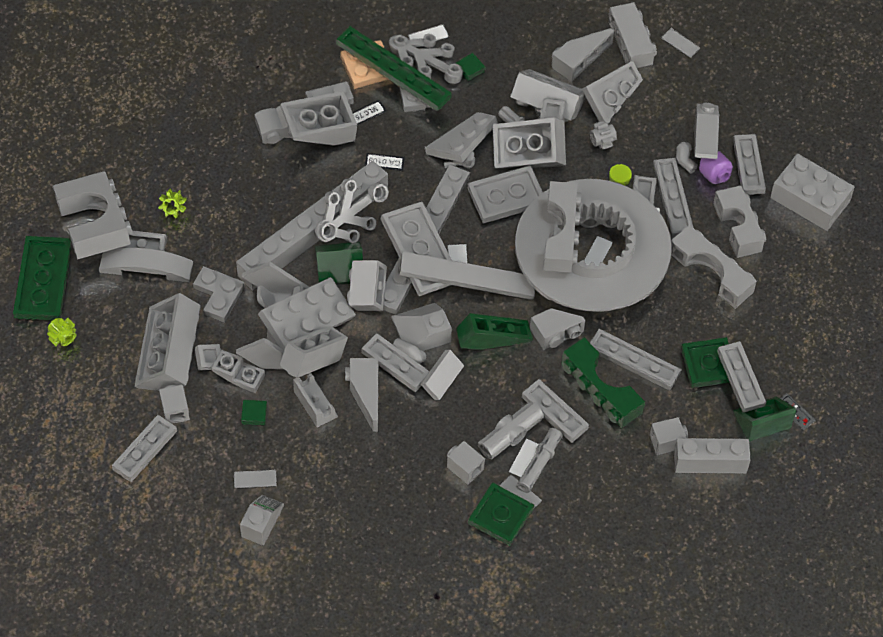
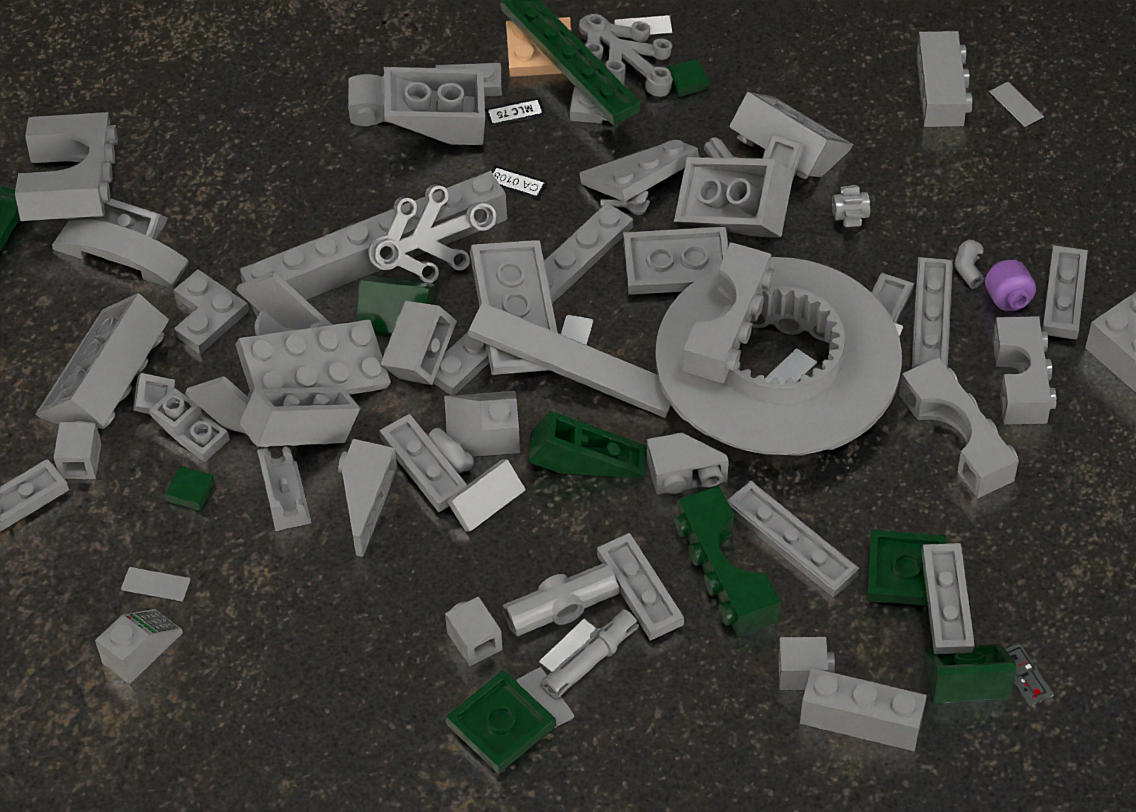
camera: 20 degrees right, 5 degrees down
(166, 205) = (187, 175): lime gear -> none
(580, 53) = (858, 87): light grey slope -> none
(612, 90) = (885, 147): light grey wing -> none
(620, 174) = (861, 267): lime tile -> none
(706, 130) = (1009, 227): light grey slope -> none

